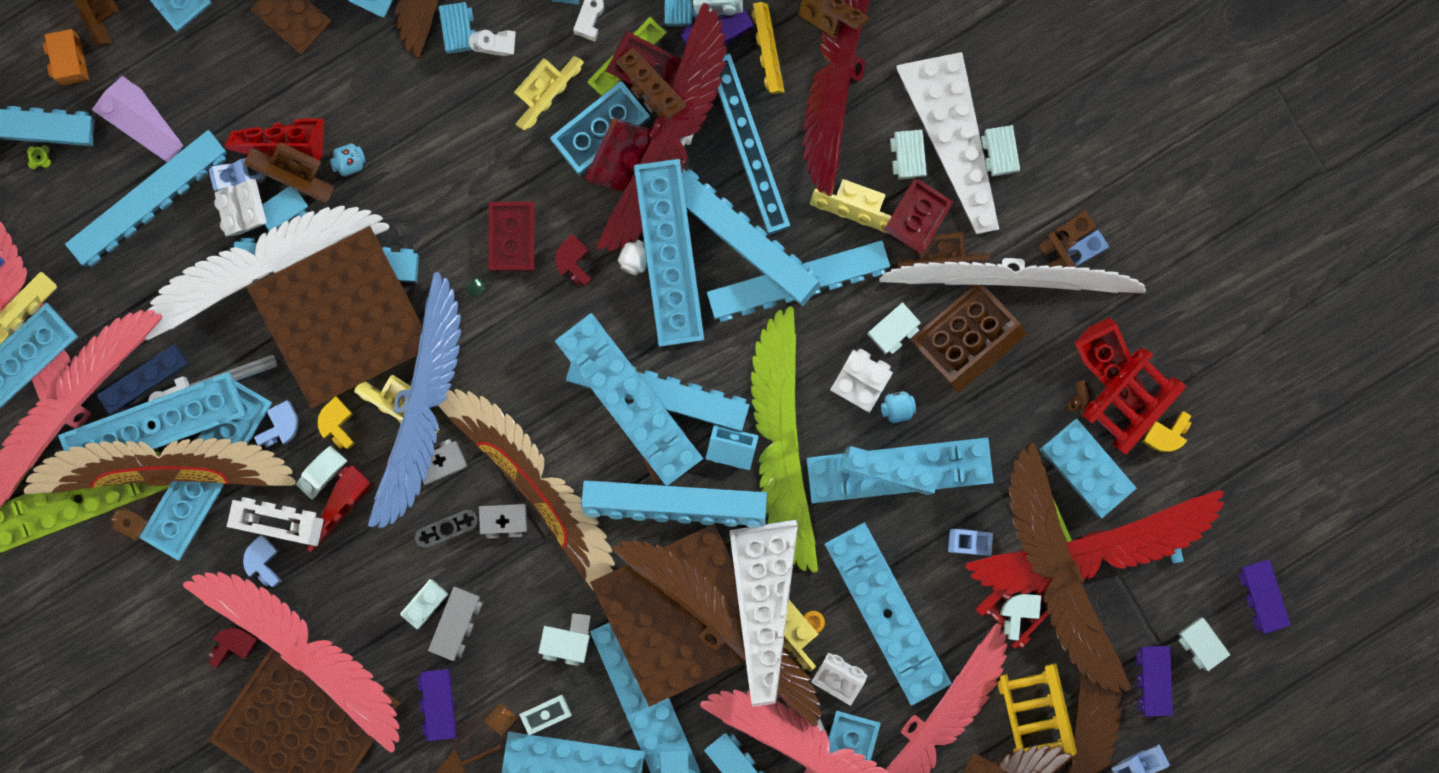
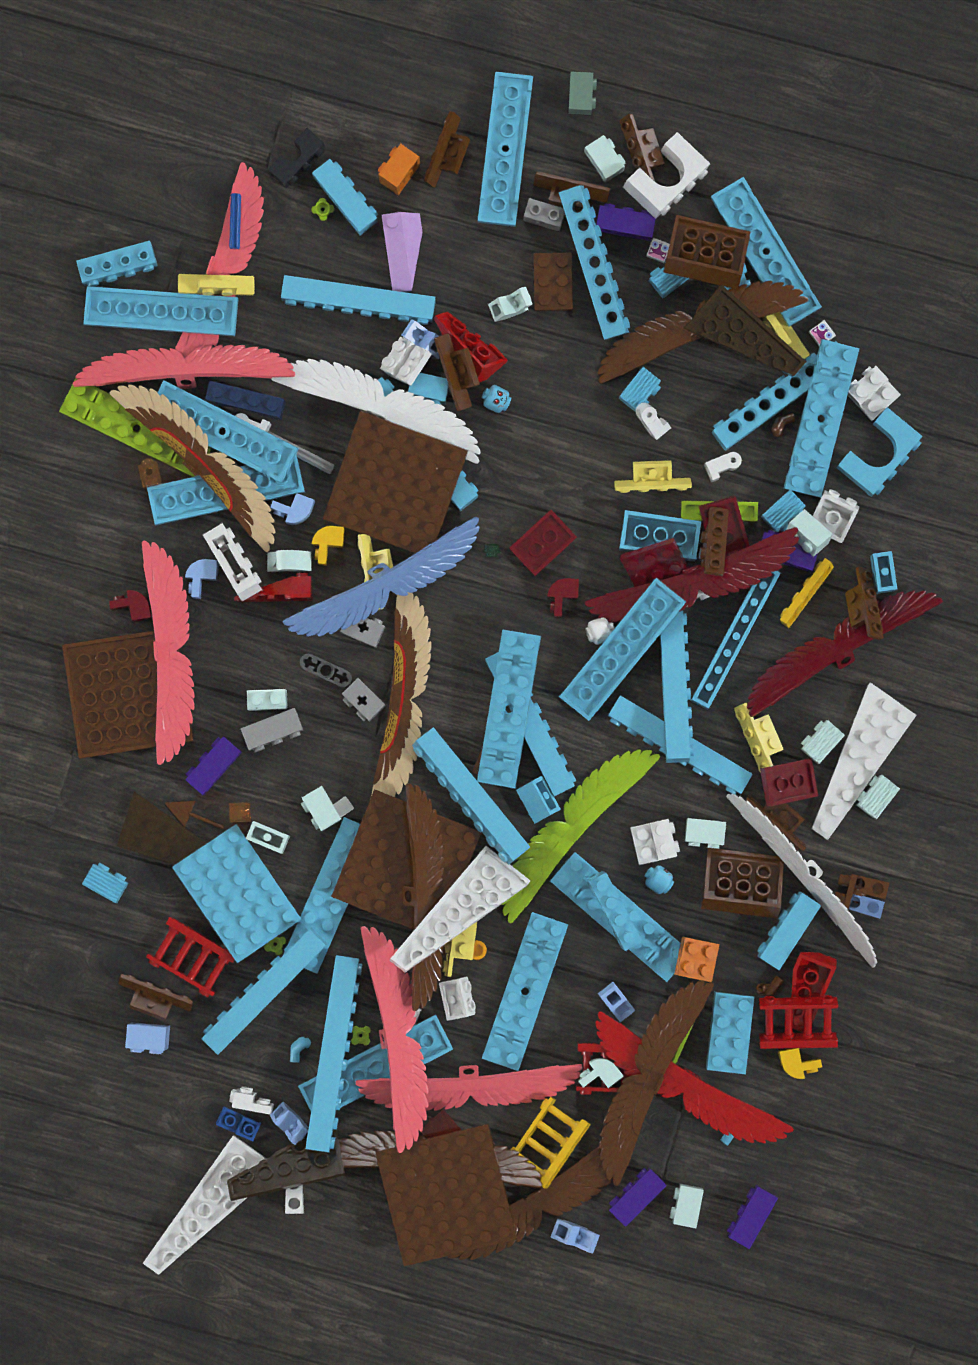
camera: 50 degrees right, 0 degrees up
(277, 71) = (510, 305): none -> light aqua brick
(997, 438) = (696, 959): none -> orange plate
(1046, 335) = (788, 930): none -> medium azure brick

